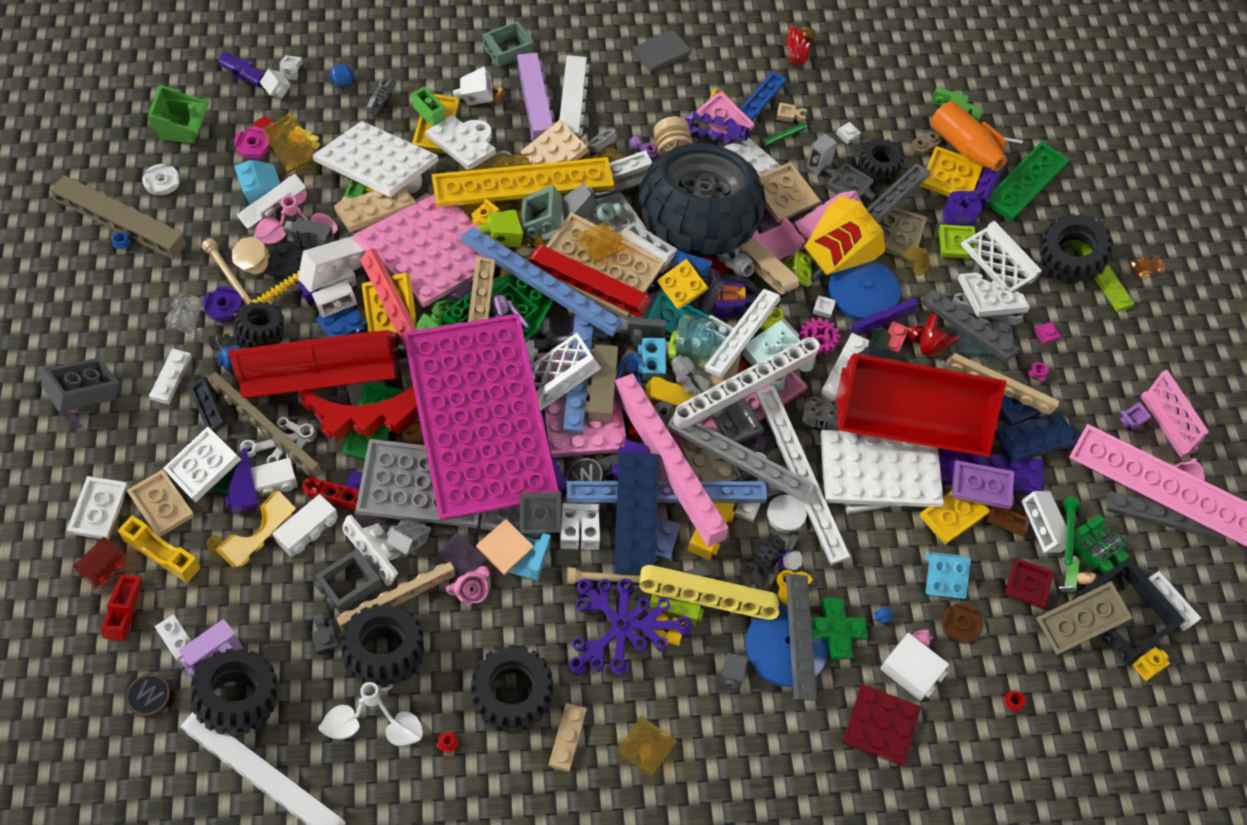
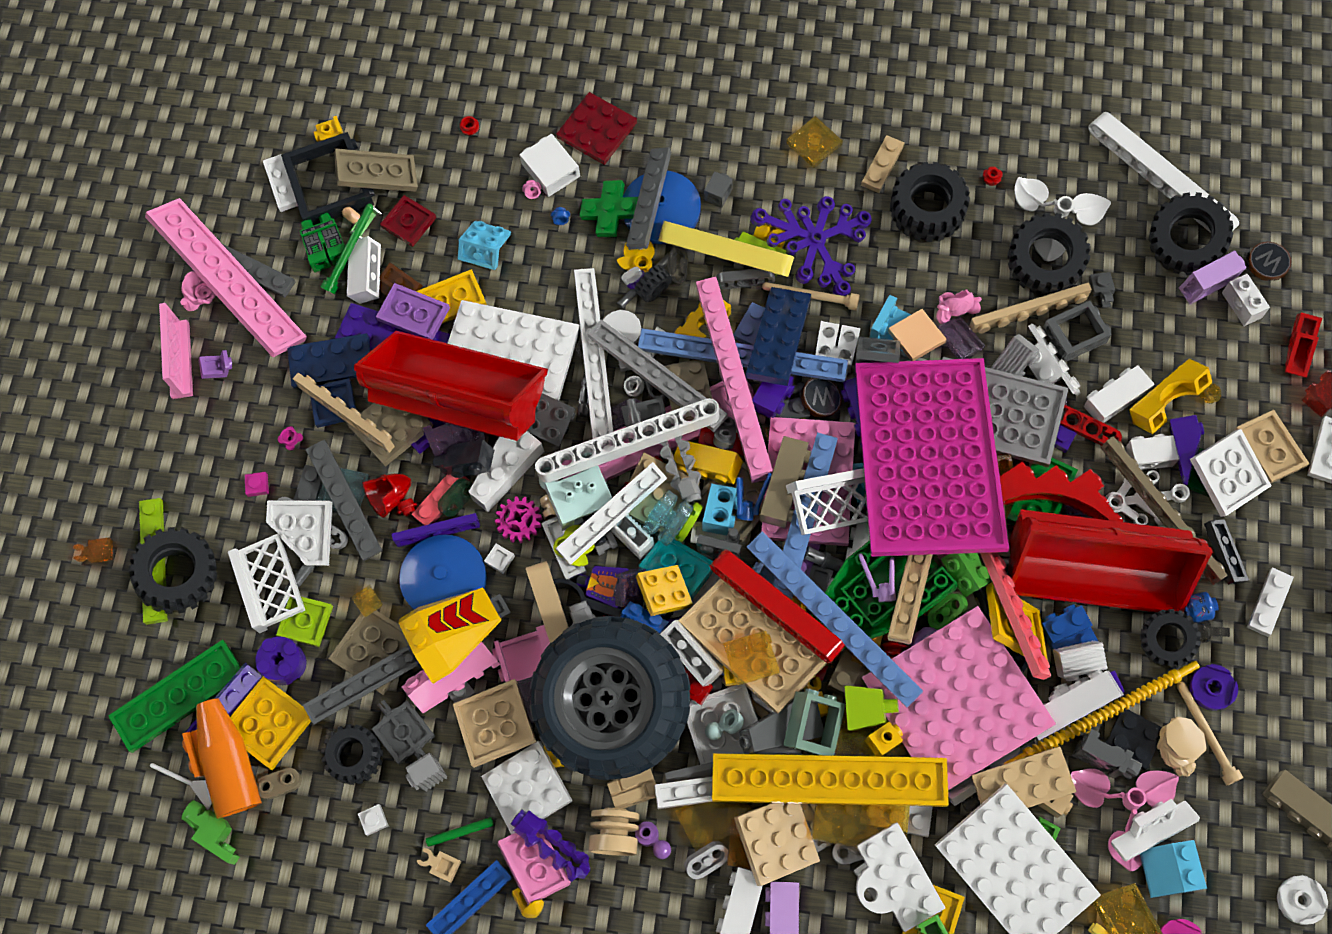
camera: 155 degrees left, 10 degrees up
(150, 544) = (1251, 377): yellow arch -> none
(184, 313) = (1260, 681): clear bracket -> none
(801, 266) = (516, 606): lime bracket -> none
(961, 623) = (488, 199): reddish brown tile -> none

